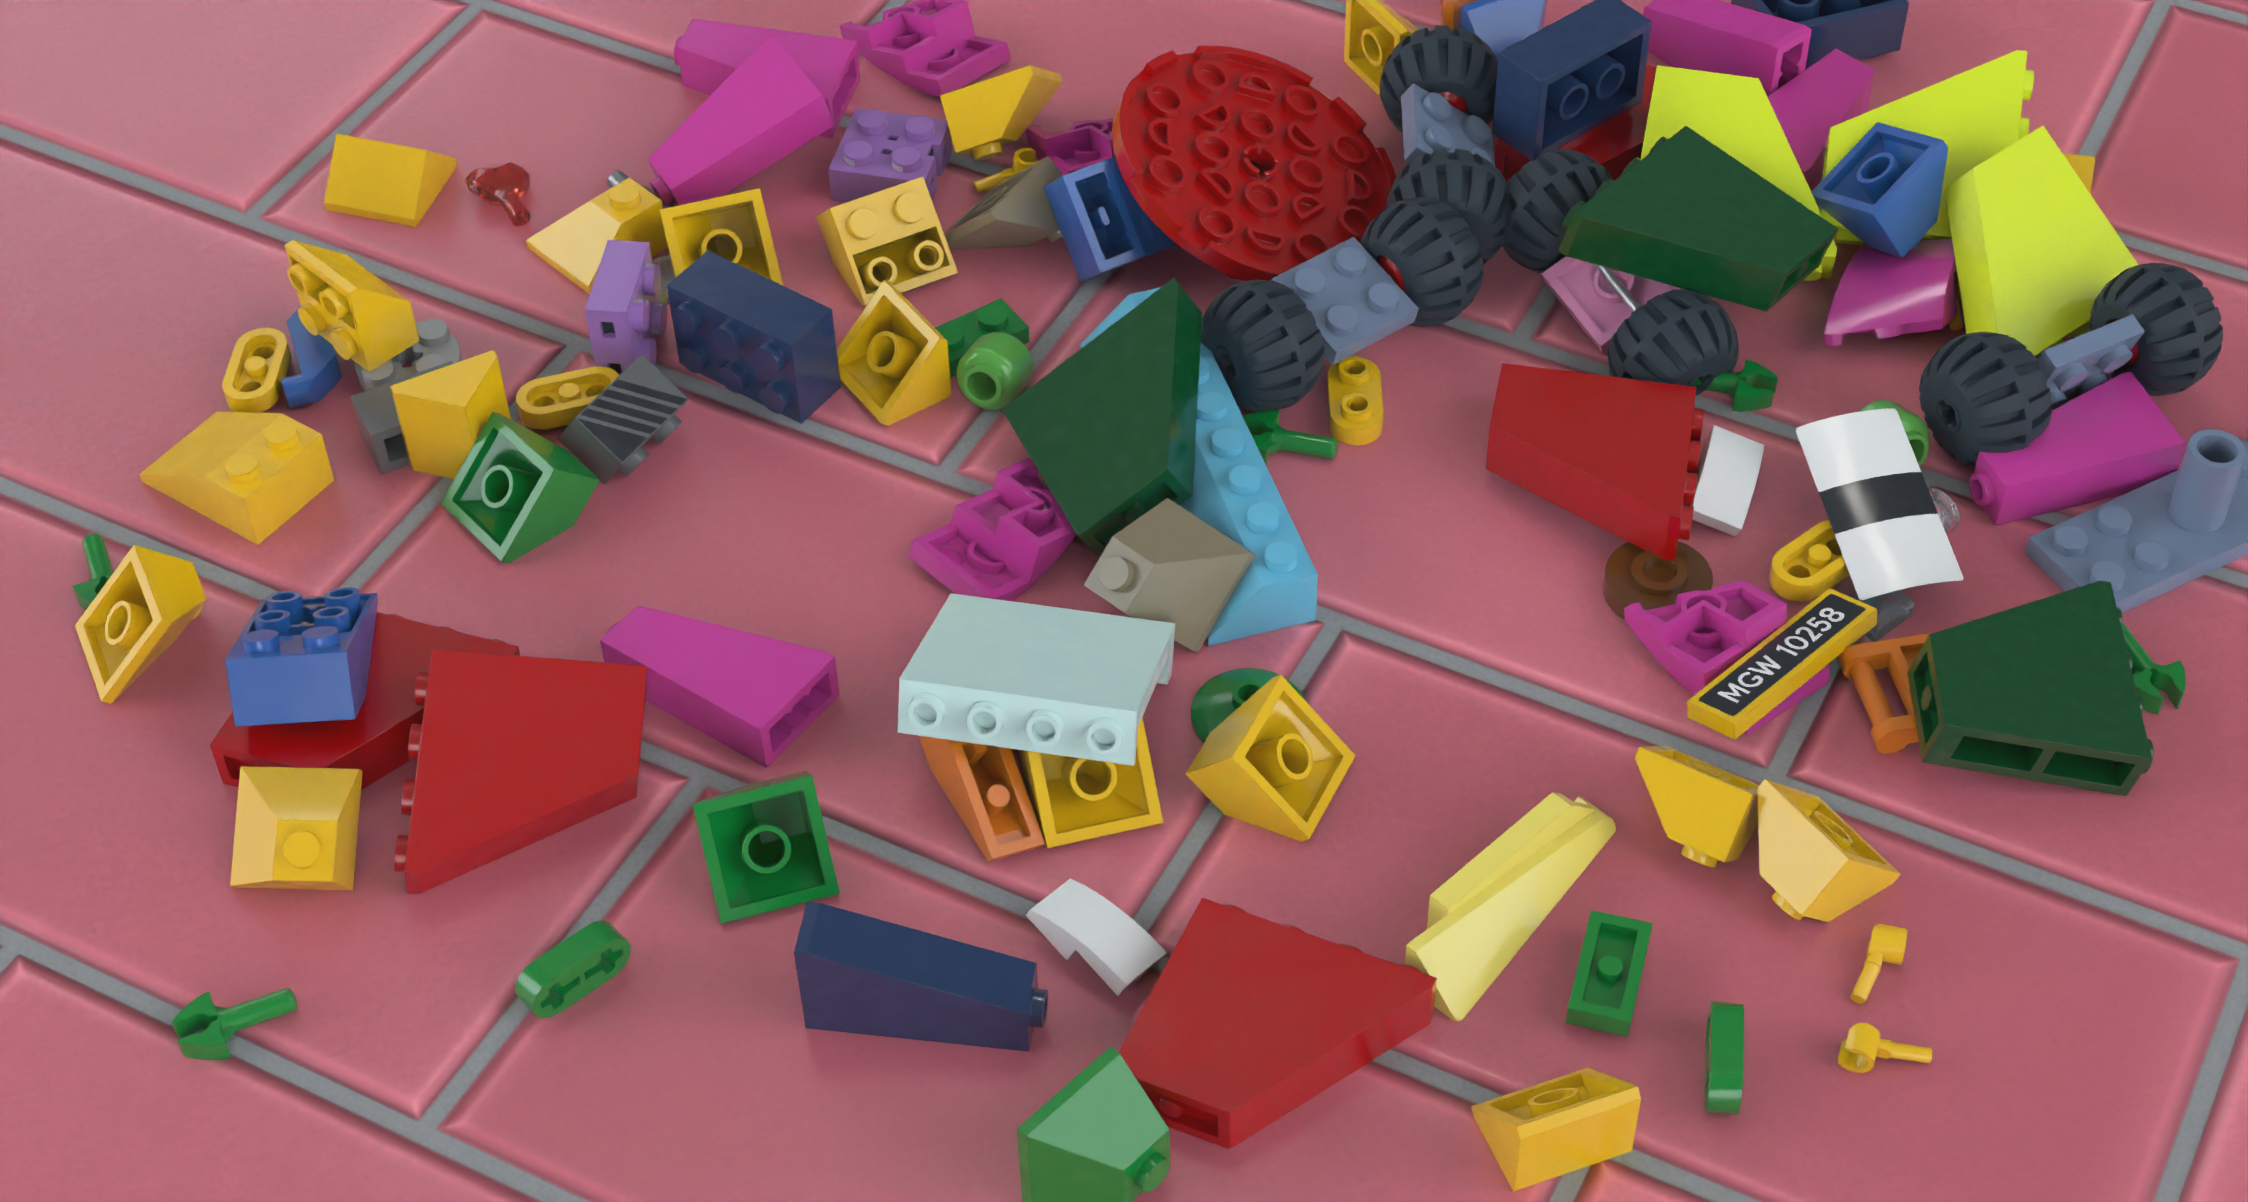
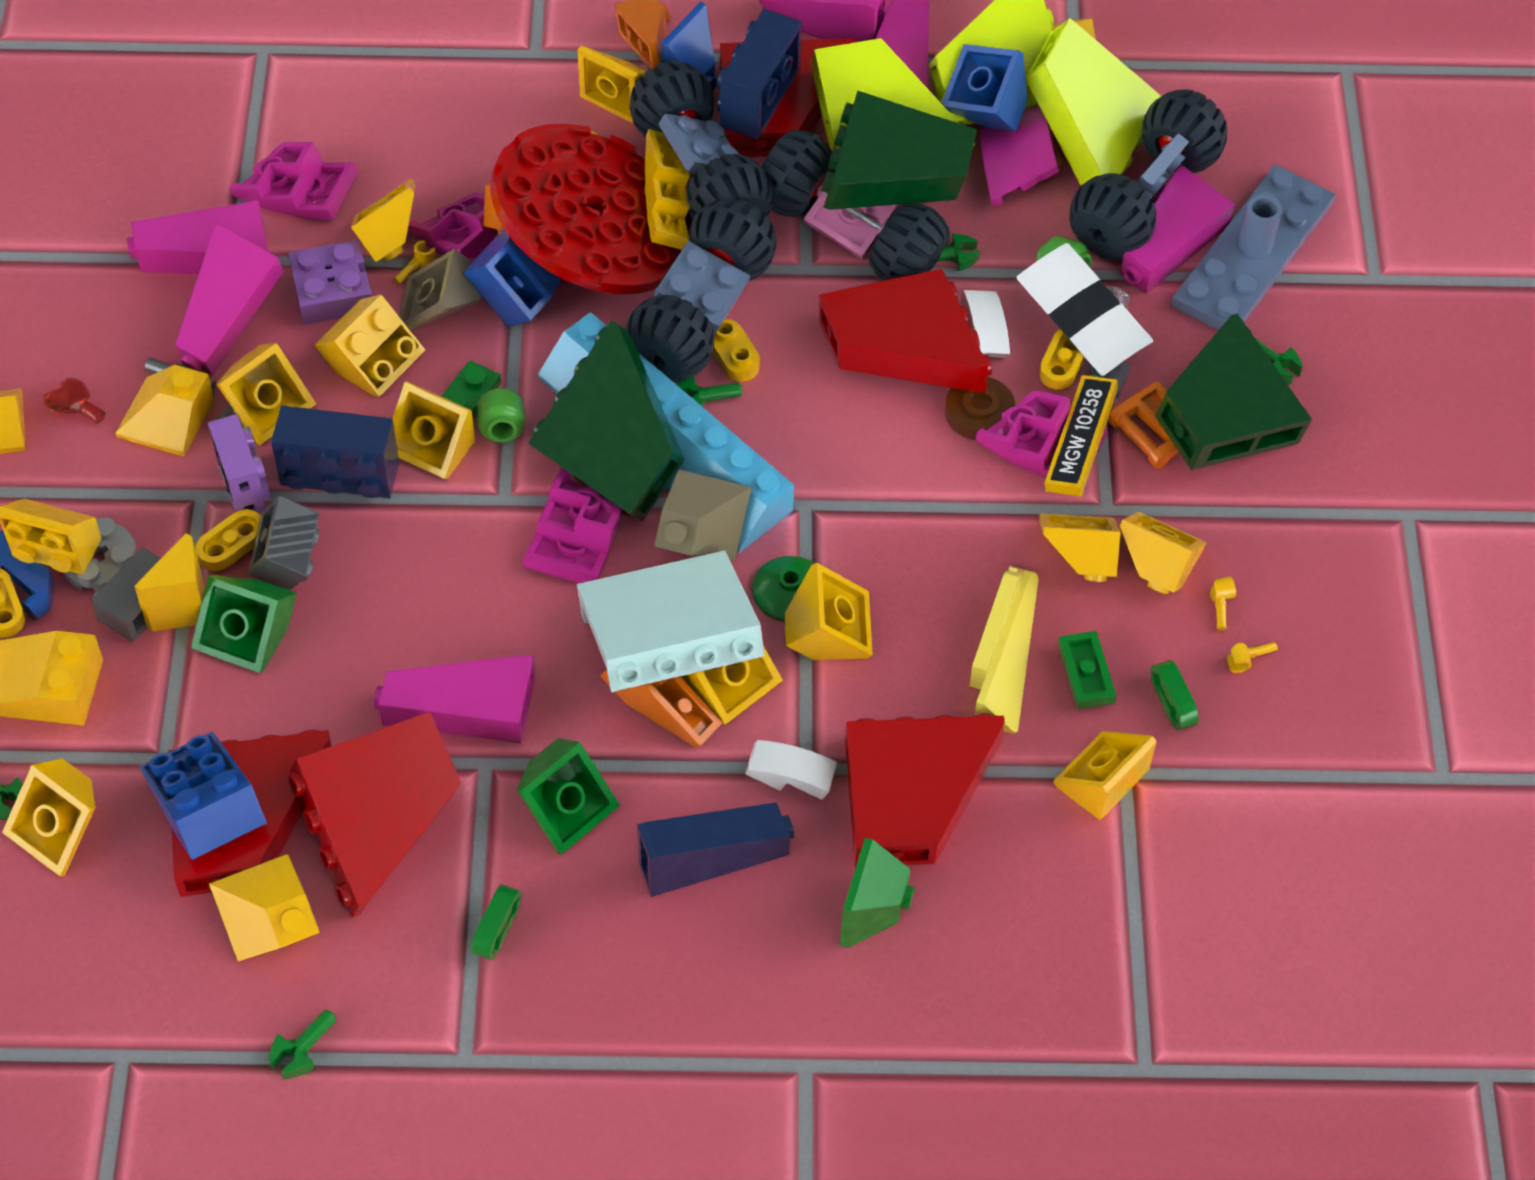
camera: 30 degrees left, 10 degrees up
(1366, 182) = (665, 192): none -> yellow slope

